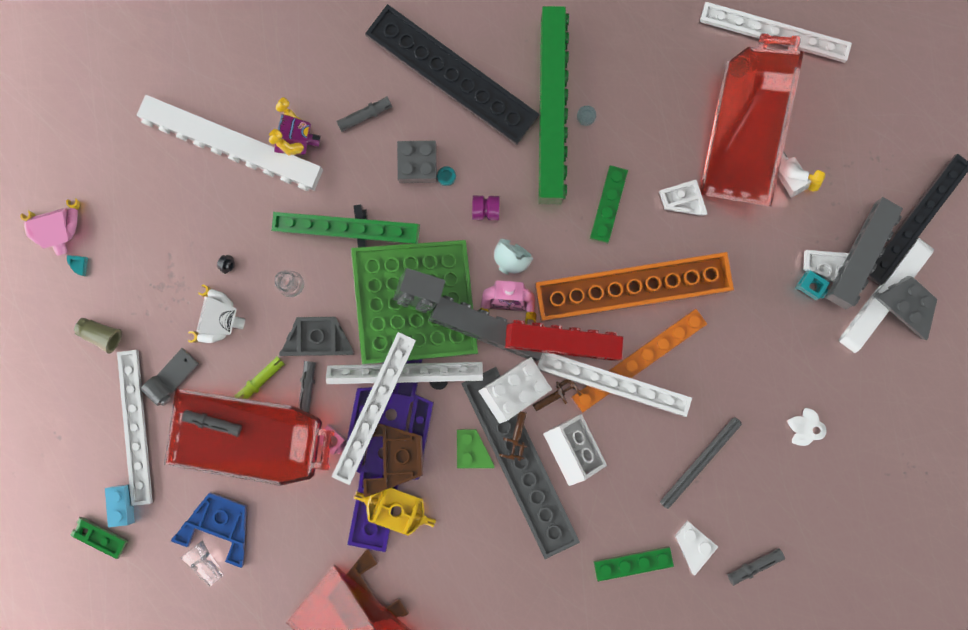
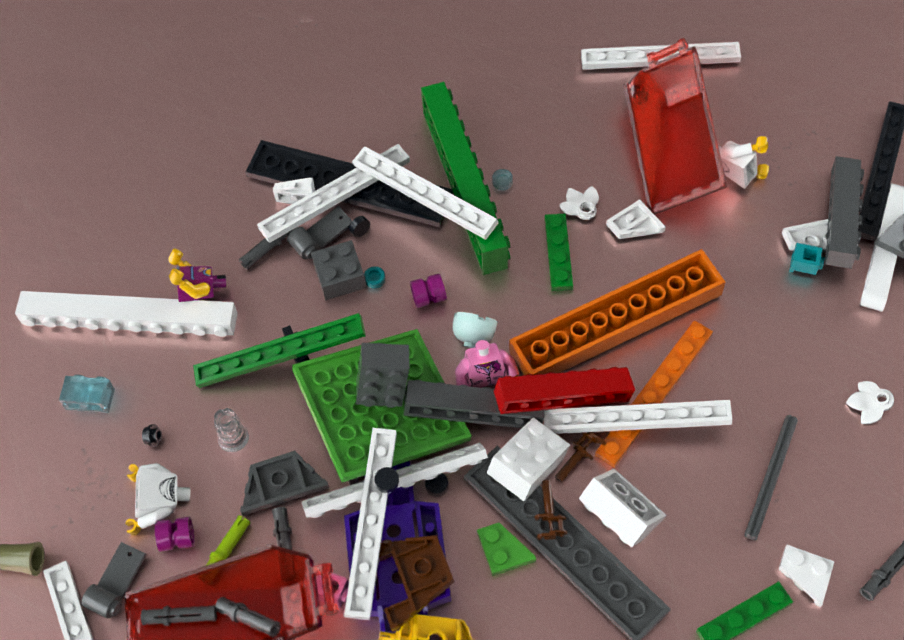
camera: 20 degrees left, 25 degrees down
(181, 208) = (87, 394): none -> clear light blue brick
(217, 353) = (172, 534): none -> magenta wheel
(256, 439) = (239, 612): none -> dark grey pin
(395, 382) = (386, 480): none -> black tile
(402, 71) = (294, 190): none -> white wing
(412, 118) = (319, 234): none -> dark grey door
(435, 86) = (324, 198): none -> white plate
(448, 123) = (359, 226): none -> black tile
(510, 120) = (425, 193): none -> white plate
(645, 160) = (578, 202): none -> white plate

